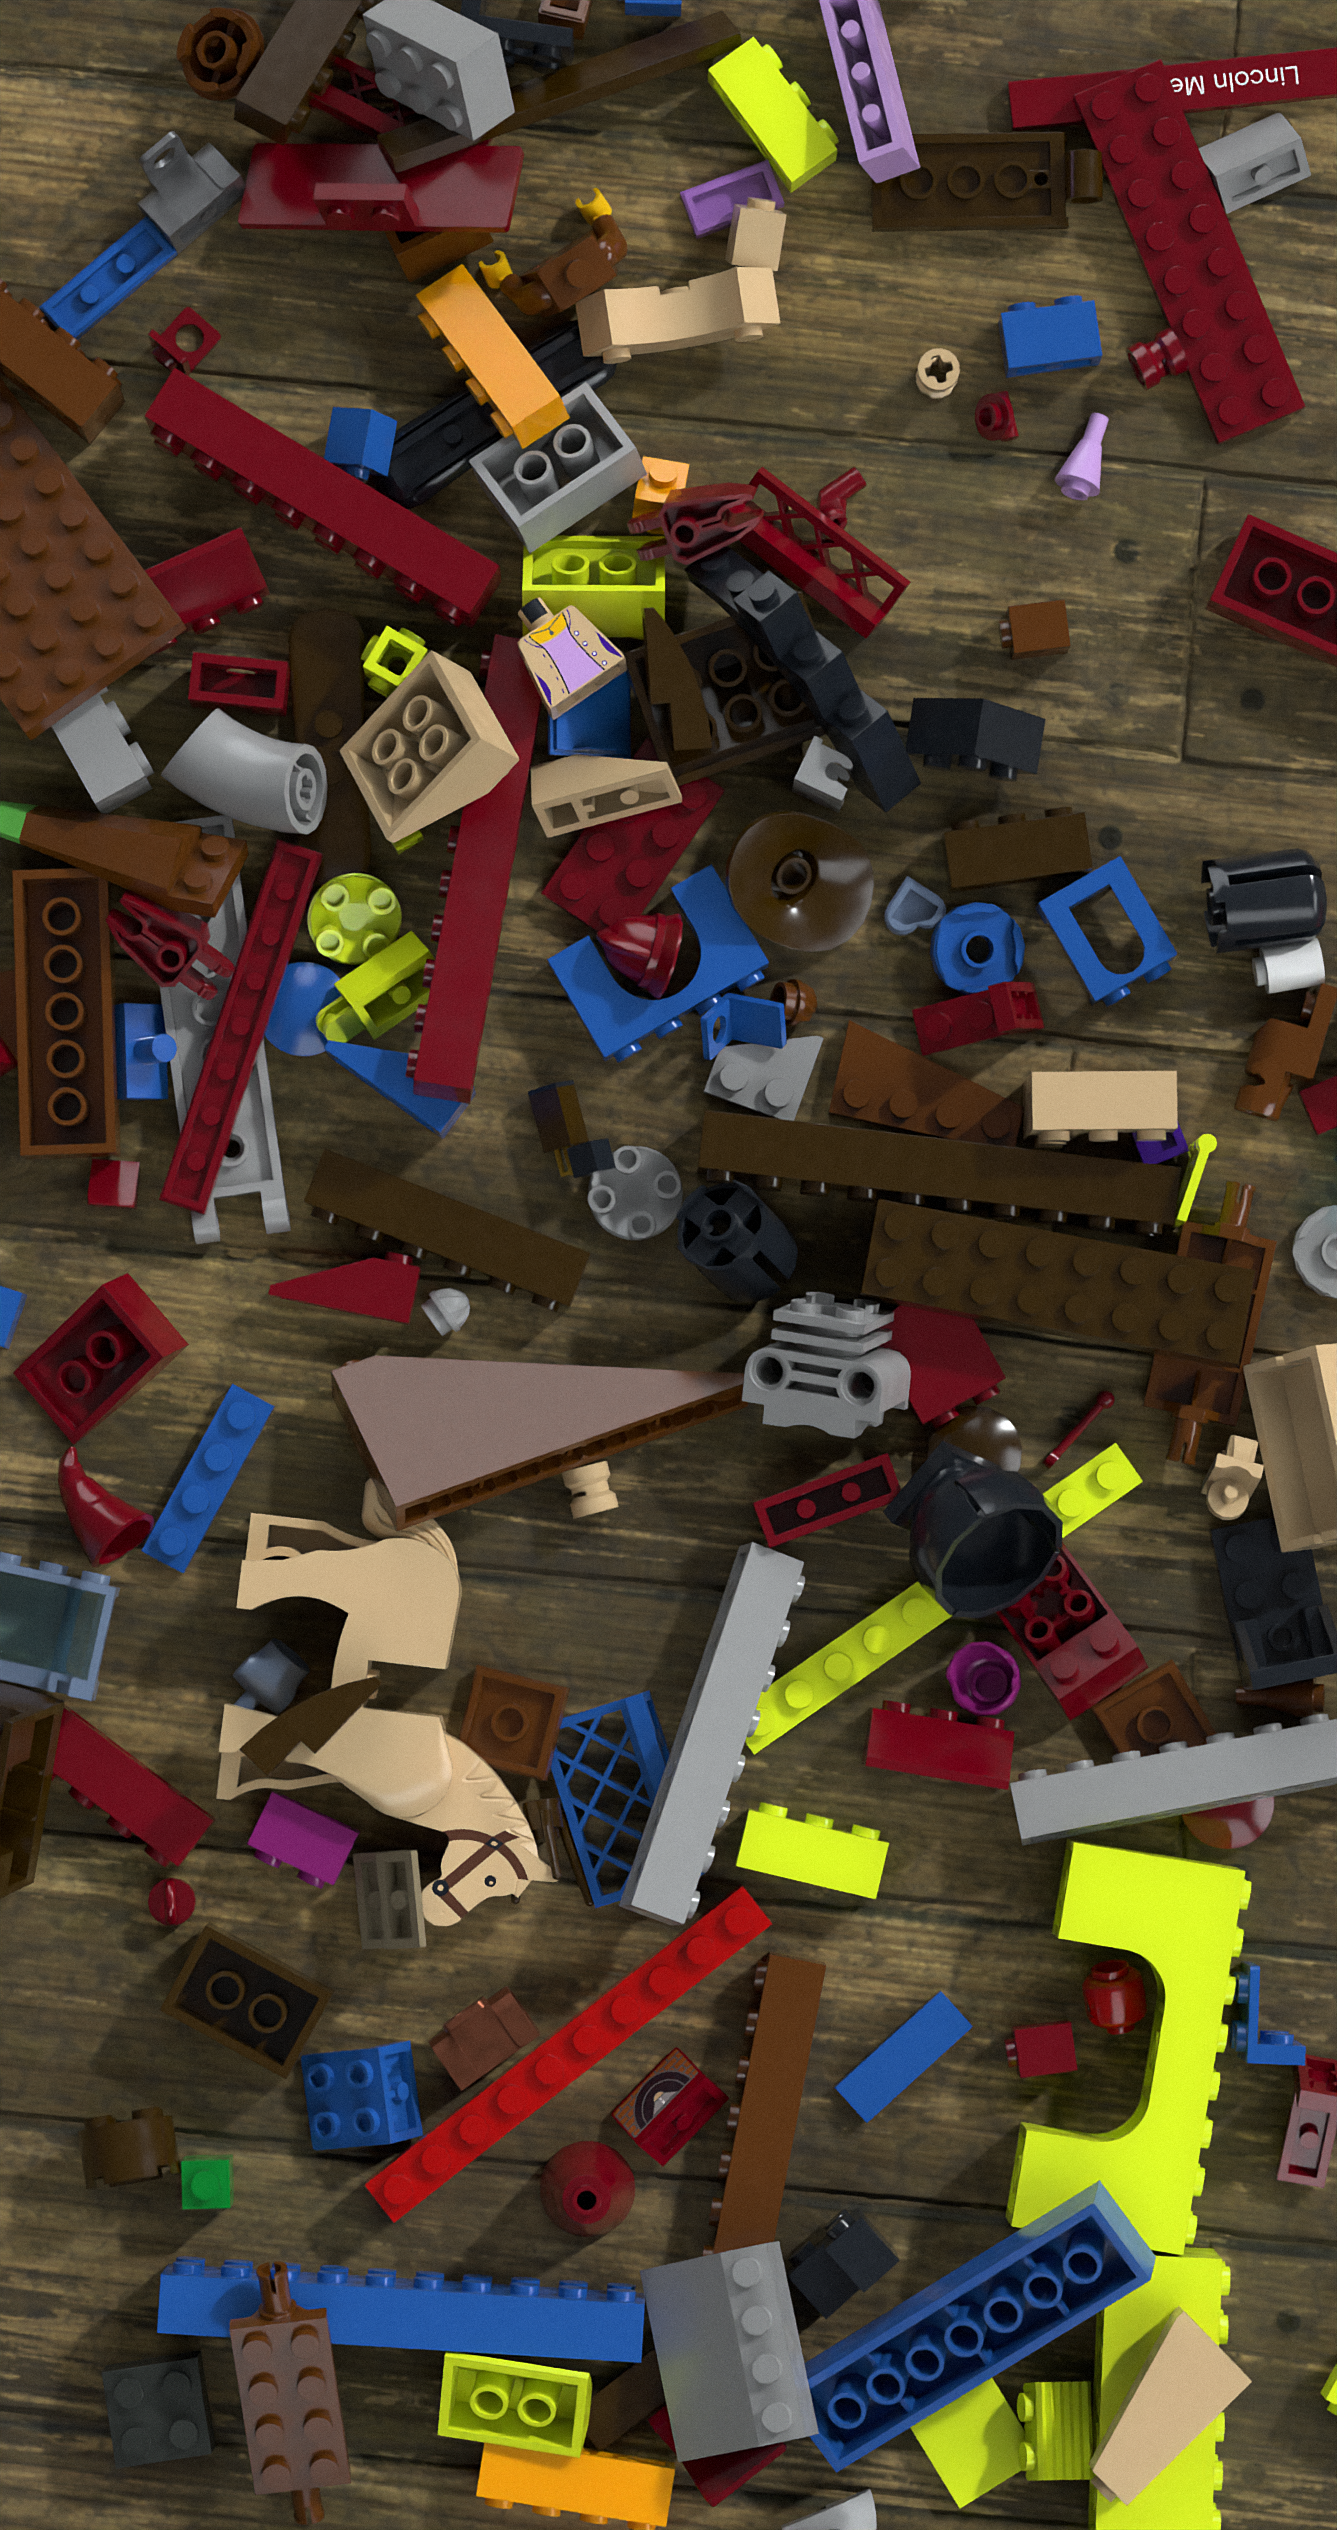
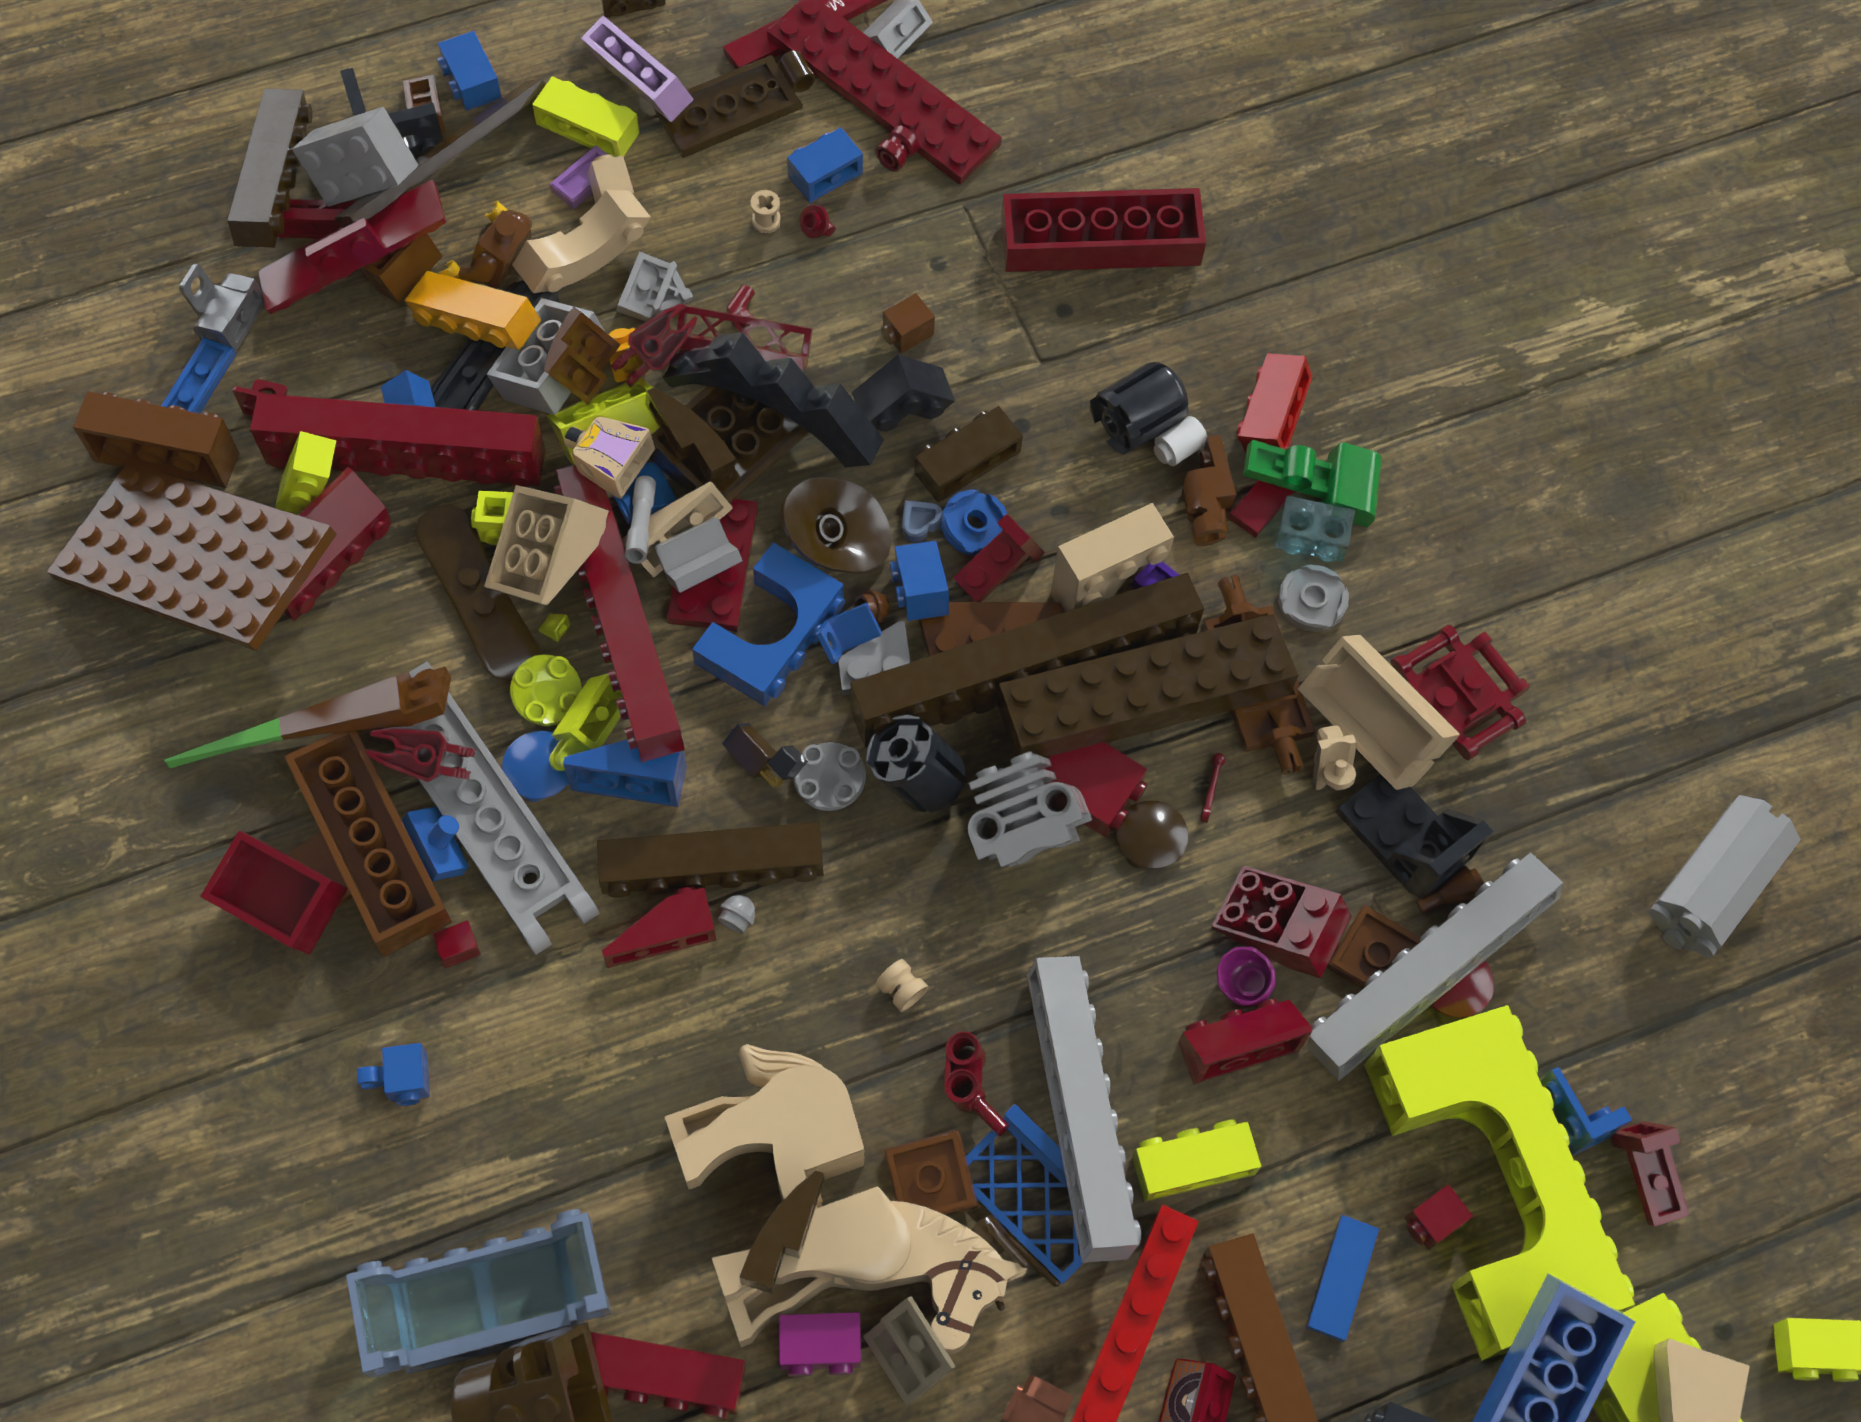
camera: 25 degrees left, 20 degrees down
(100, 1357) = (500, 1065): dark red slope -> none
(100, 1520) = (556, 1181): dark red hat -> none
(103, 759) = (312, 655): light grey brick -> none
(184, 509) = (305, 472): none -> neon yellow brick
(208, 1478) = (621, 1116): blue plate -> none
(216, 687) = (380, 589): dark red brick -> none
(220, 52) = (206, 219): reddish brown cone -> none
(241, 1027) = (499, 794): dark red tile -> none
(251, 776) = (426, 625): light grey brick -> none
(270, 1677) = (735, 1230): sand blue piece -> none
(475, 1429) = (798, 979): slope -> none
(549, 787) = (638, 533): none -> light grey piece
(589, 497) = (580, 355): none -> reddish brown slope
(610, 842) = (696, 554): none -> light grey panel
(616, 1629) = (970, 1071): none -> dark red beam
(644, 949) = (755, 611): dark red piece -> none
(740, 415) = (652, 288): none -> light grey slope
(819, 775) = (818, 459): light grey hinge -> none
(827, 1500) = (1072, 907): dark red brick -> none
(867, 1000) = (921, 581): none -> blue brick
(916, 1613) = (1183, 940): neon yellow plate -> none
(975, 1532) = (1182, 872): black plate -> none
(1082, 470) = (885, 229): lavender cone -> none
(1097, 980) = (1069, 502): blue panel -> none
(1115, 1996) = (1465, 1153): red head -> none
(1197, 1159) = (1196, 569): neon yellow piece -> none

